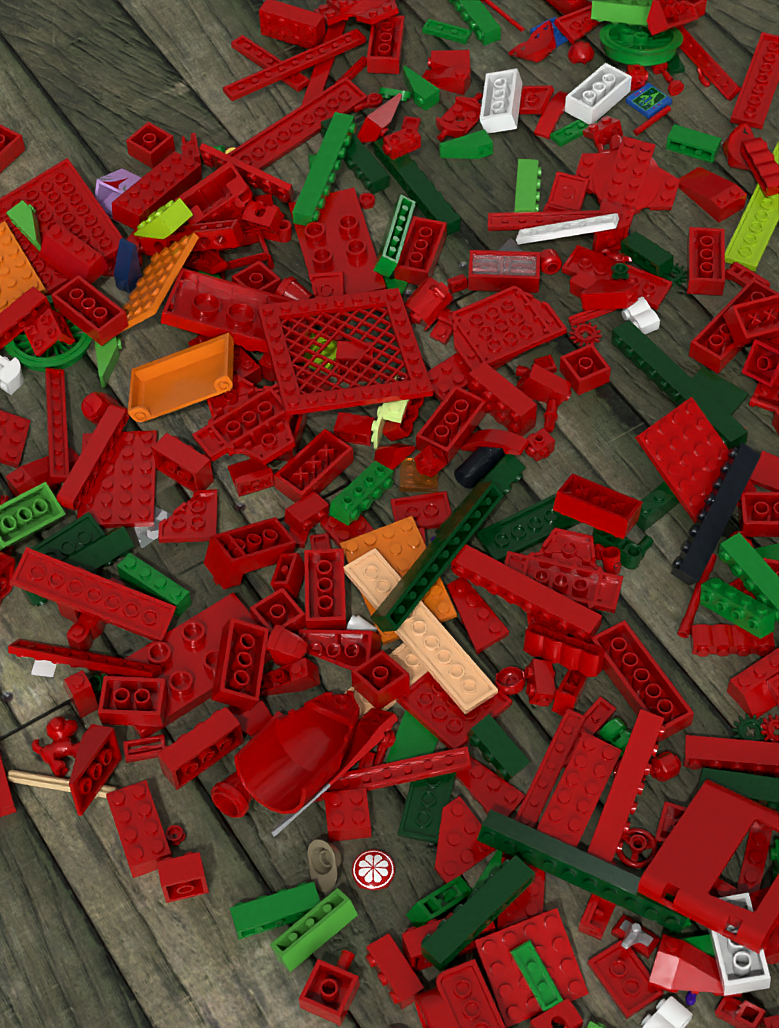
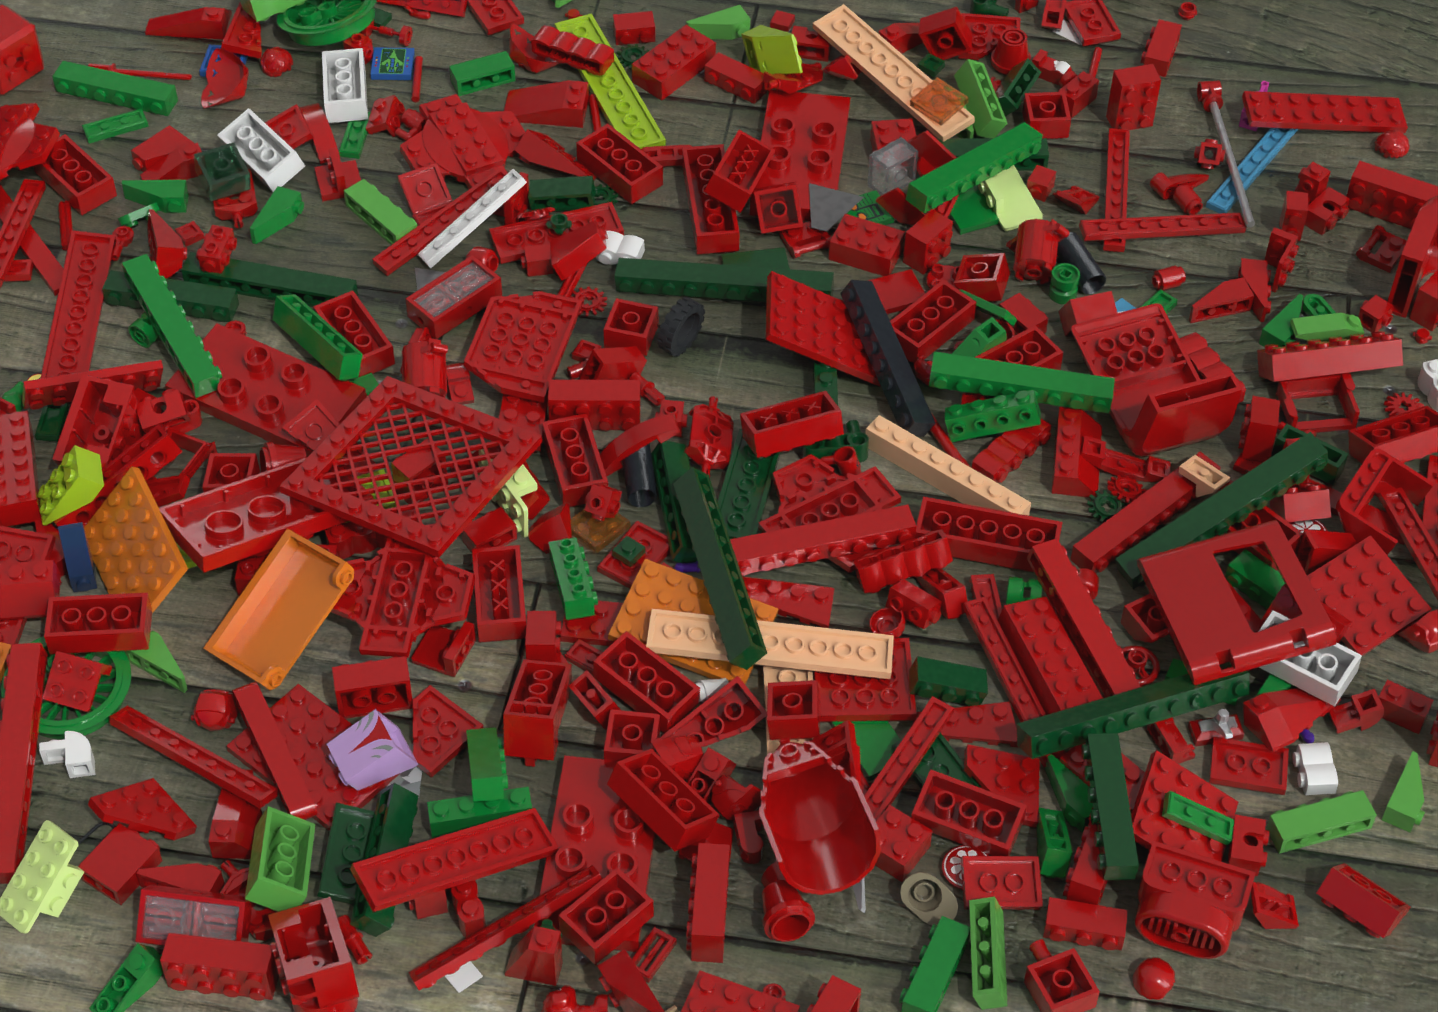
camera: 50 degrees left, 5 degrees down
(13, 598) = (354, 940): none -> red axle
(137, 499) = (370, 751): none -> lavender slope
(177, 558) = (486, 764): none -> green brick
(289, 696) = (734, 798): none -> red helmet
(376, 897) = (1009, 879): none -> red plate
(403, 838) = (969, 814): none -> red brick
(416, 505) = (628, 551): none -> dark green plate
(459, 97) = (222, 171): none -> clear green brick
(531, 147) = (336, 176): none -> red bracket
(534, 478) = (704, 447): none -> red plate
(607, 381) = (681, 326): none -> black tyre
(667, 619) = (941, 469): none -> light nougat brick
(671, 223) = (545, 151): none -> red wedge
(735, 219) = (594, 112): none -> red bar

